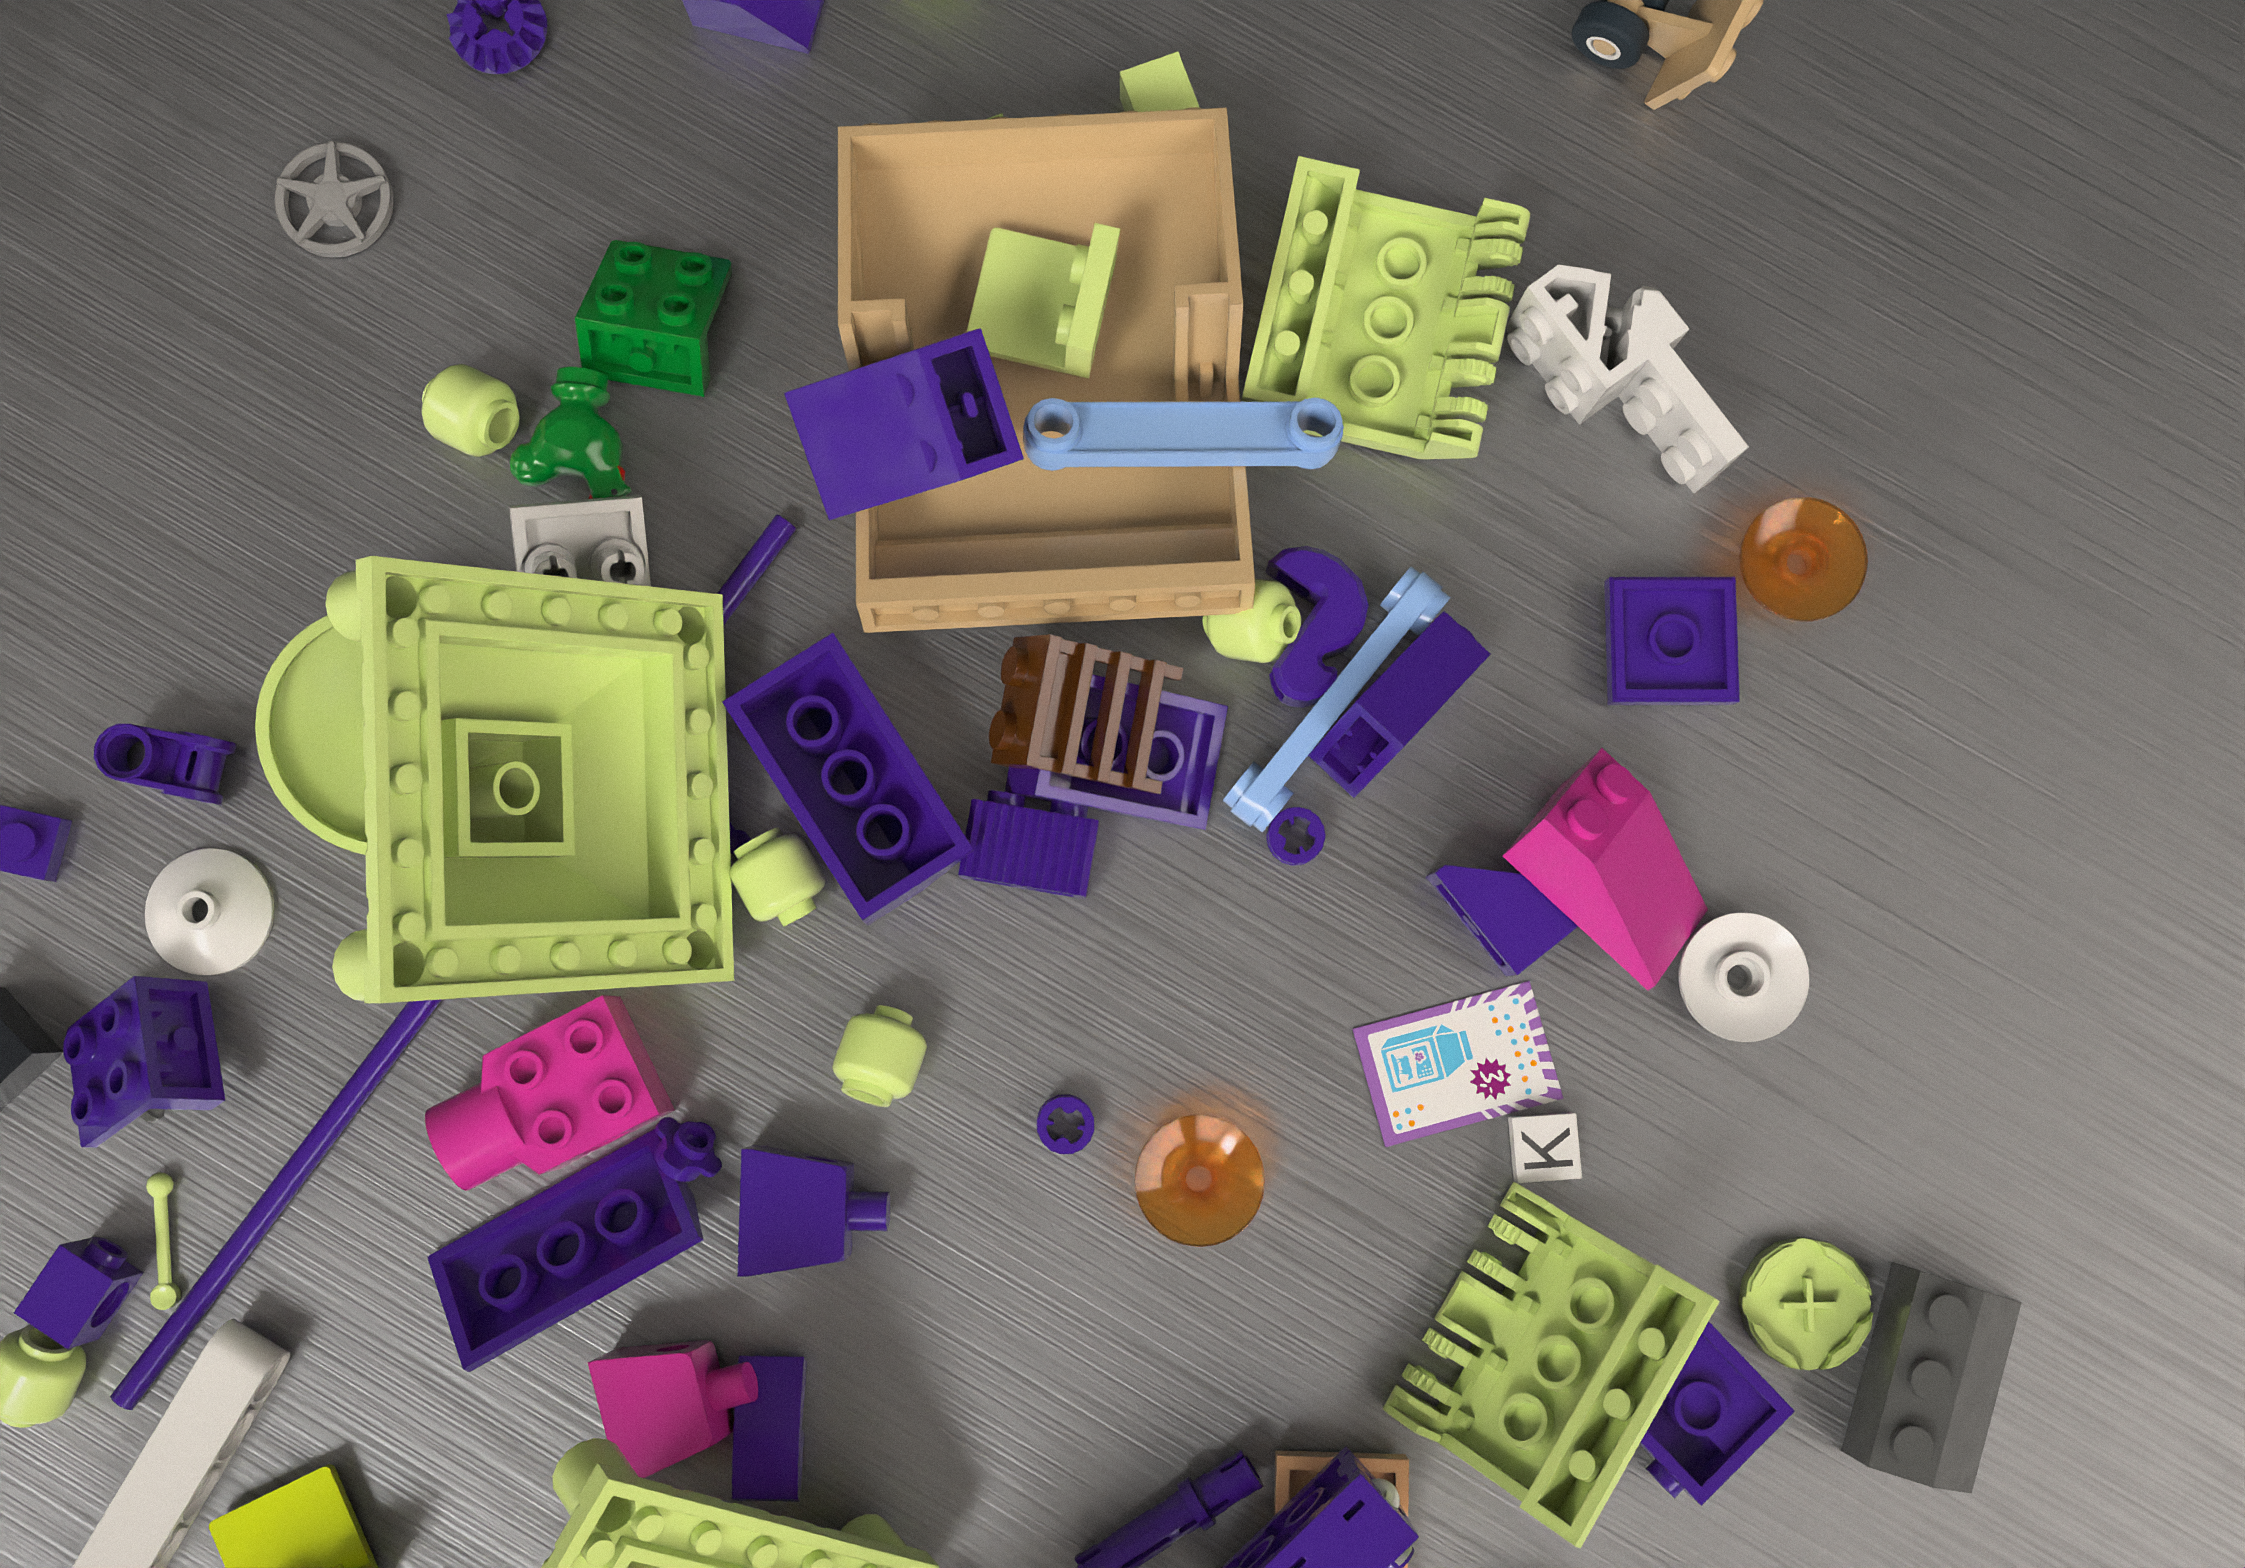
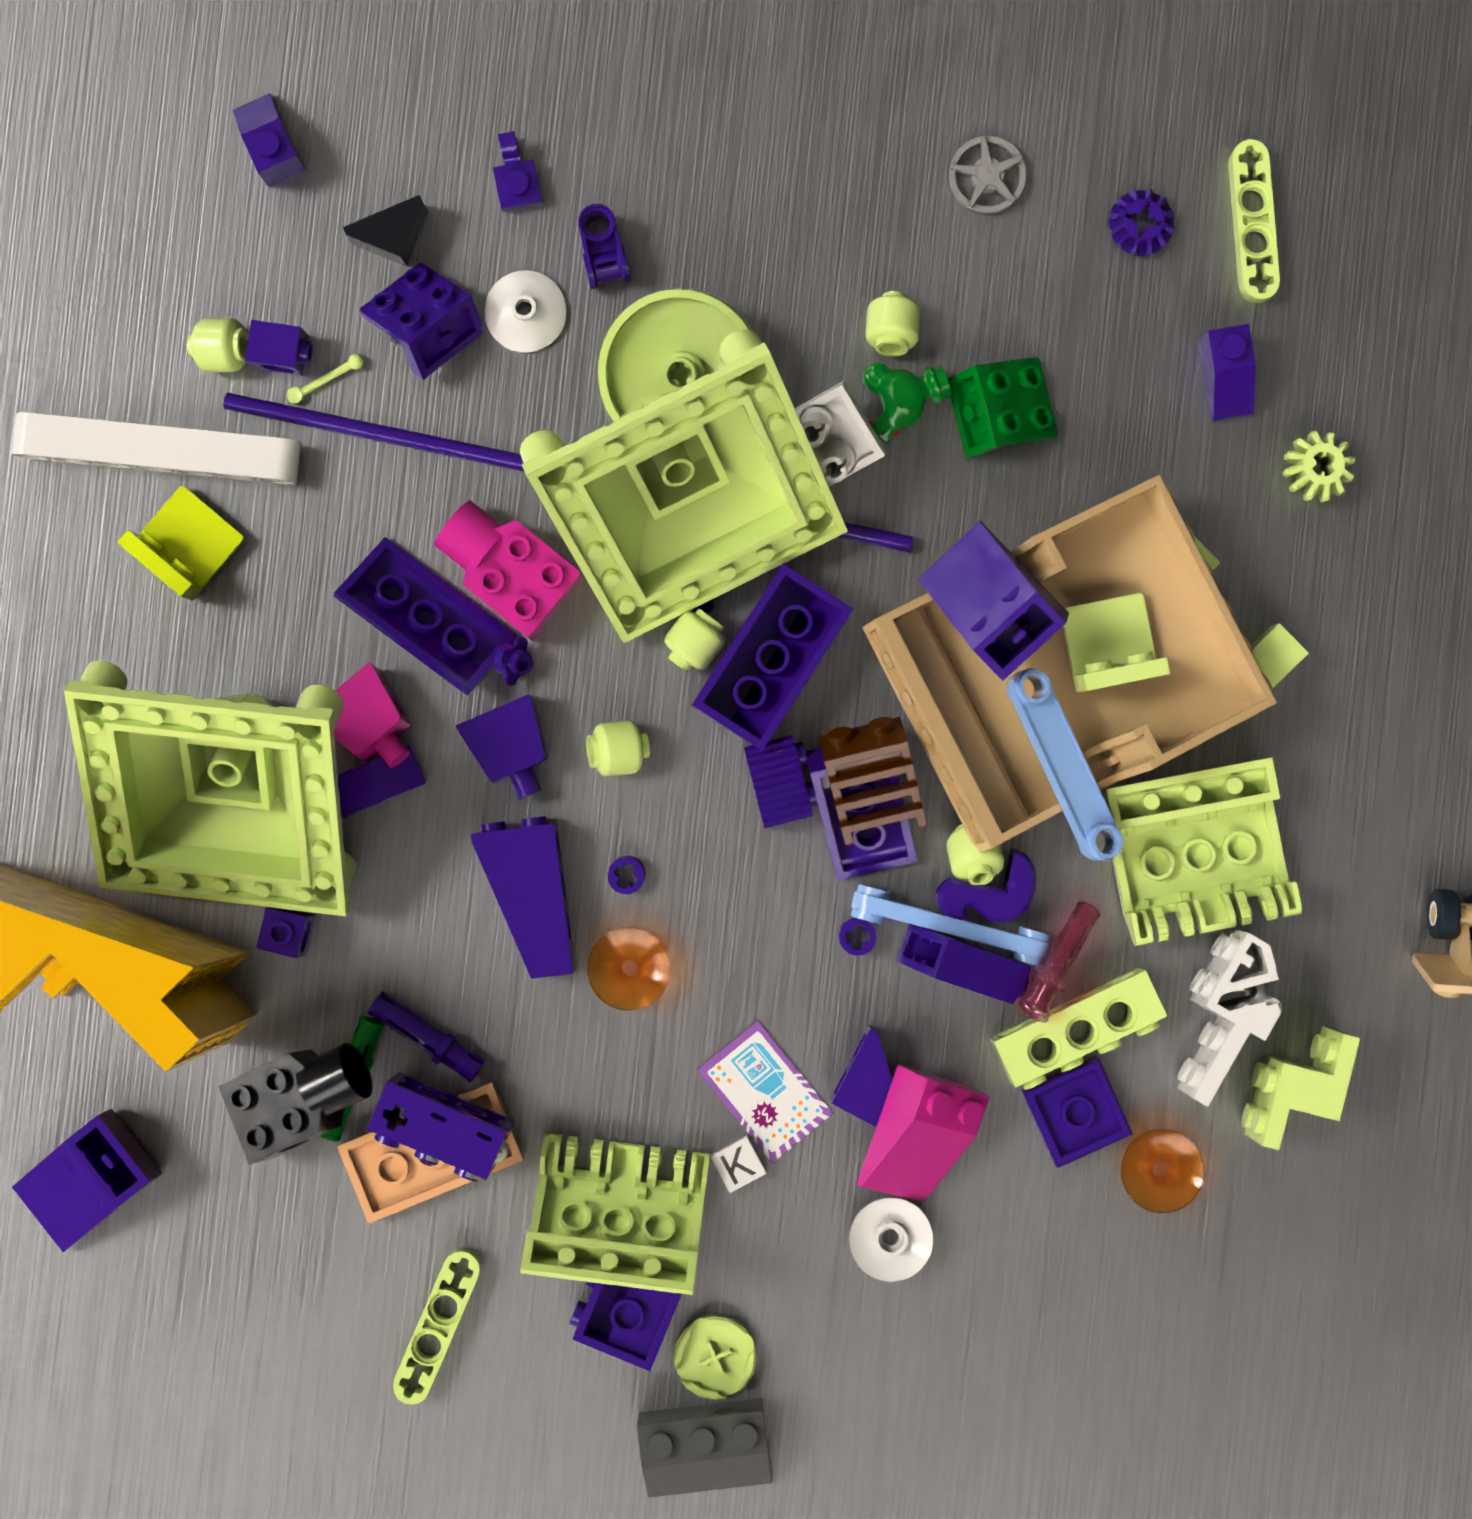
camera: 70 degrees right, 5 degrees up
(1025, 1274) = (531, 891): none -> dark purple slope
(1468, 589) = (1051, 975): none -> clear pink pin
(1541, 682) = (1142, 1017): none -> yellowish green brick
(1779, 295) = (1300, 1087): none -> yellowish green bracket

